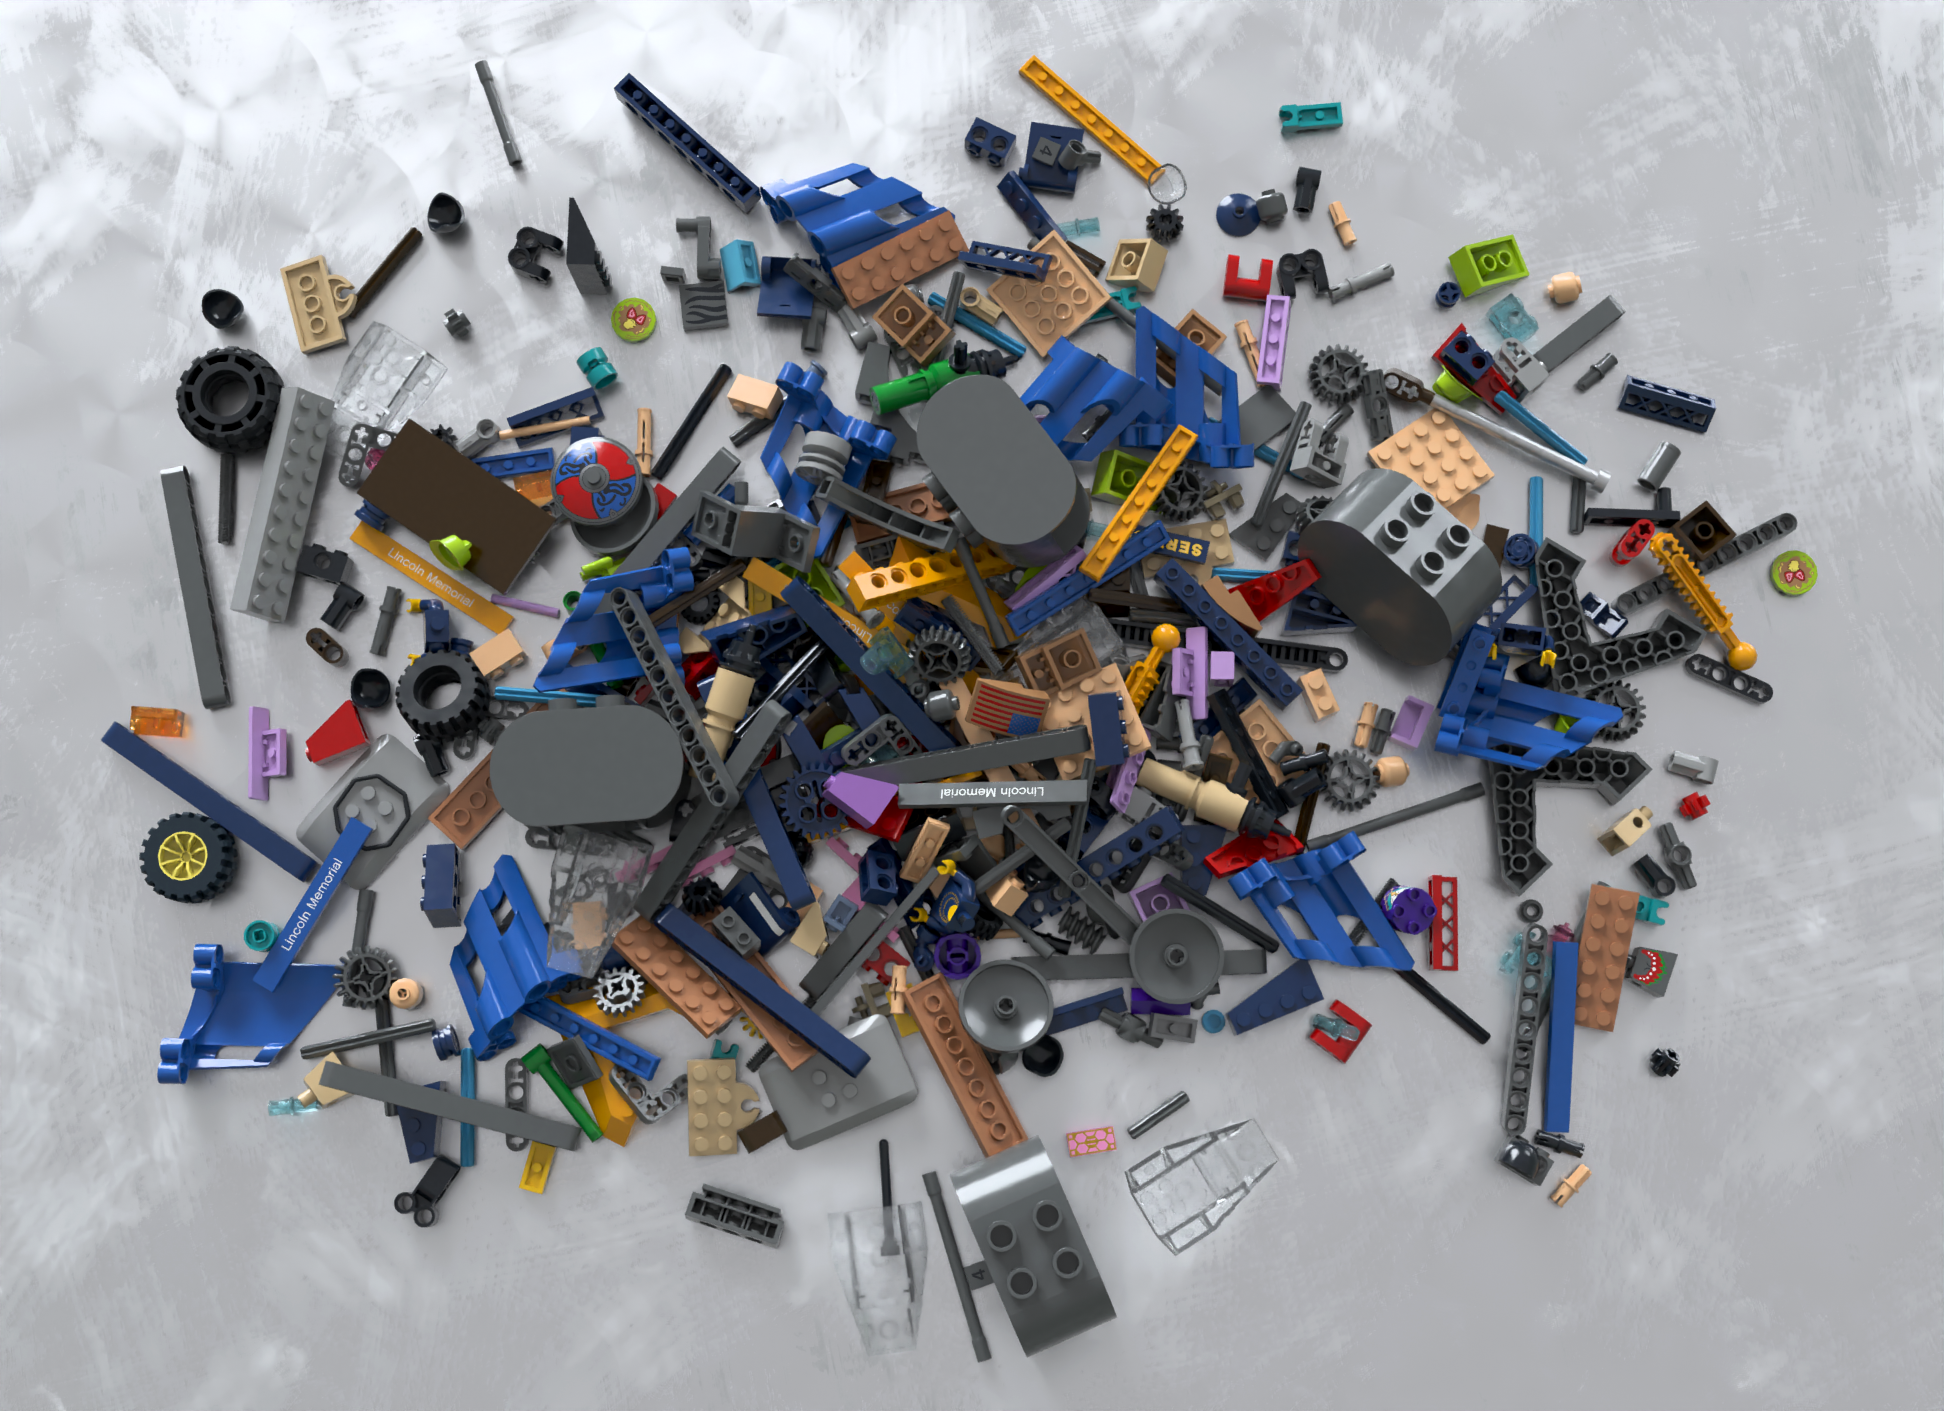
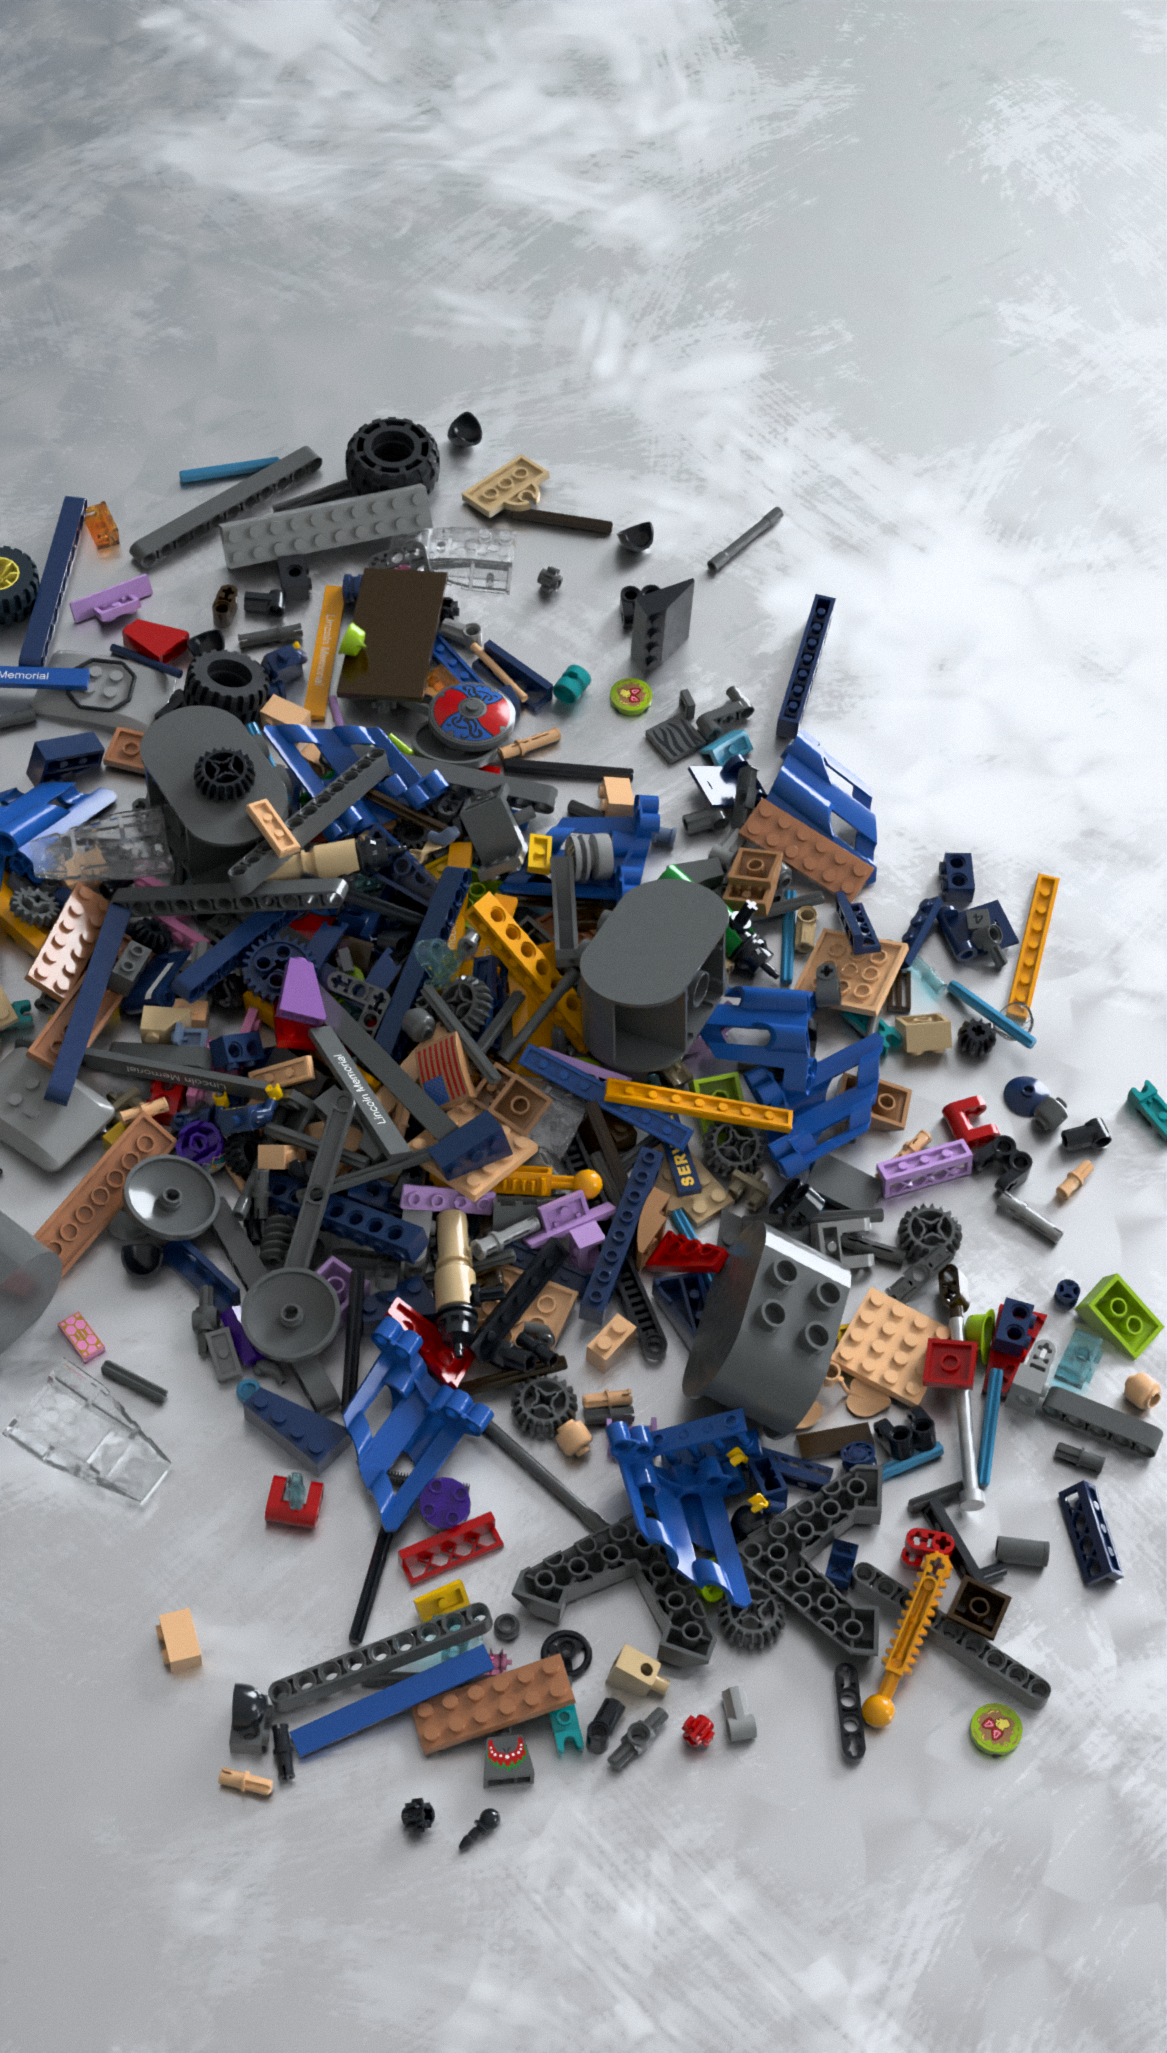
camera: 60 degrees right, 25 degrees down
(145, 561) = (226, 470): none -> dark azure axle
(358, 754) = (146, 661): none -> dark blue piece
(590, 763) = (226, 781): none -> black gear
(683, 740) = (273, 828): none -> light nougat tile
(738, 580) = (445, 837): none -> sand blue arm
(800, 502) = (539, 854): none -> yellow plate
(829, 735) = (345, 961): none -> dark grey plate
(970, 675) = (453, 1024): none -> dark grey axle
(1037, 924) = (261, 1193): none -> dark grey pin
(1067, 324) = (828, 986): none -> dark grey piece
(1150, 197) = (991, 1014): none -> dark azure axle
(1269, 462) = (798, 1198): none -> black piece
(1425, 1184) = (179, 1639): none -> light nougat brick
(1479, 429) = (950, 1363): none -> red plate
(1488, 954) = (441, 1601): none -> yellow plate
(1521, 498) = (902, 1440): none -> black piece
(1583, 870) = (570, 1645): none -> black piece
(1691, 1008) = (488, 1820): none -> black bar

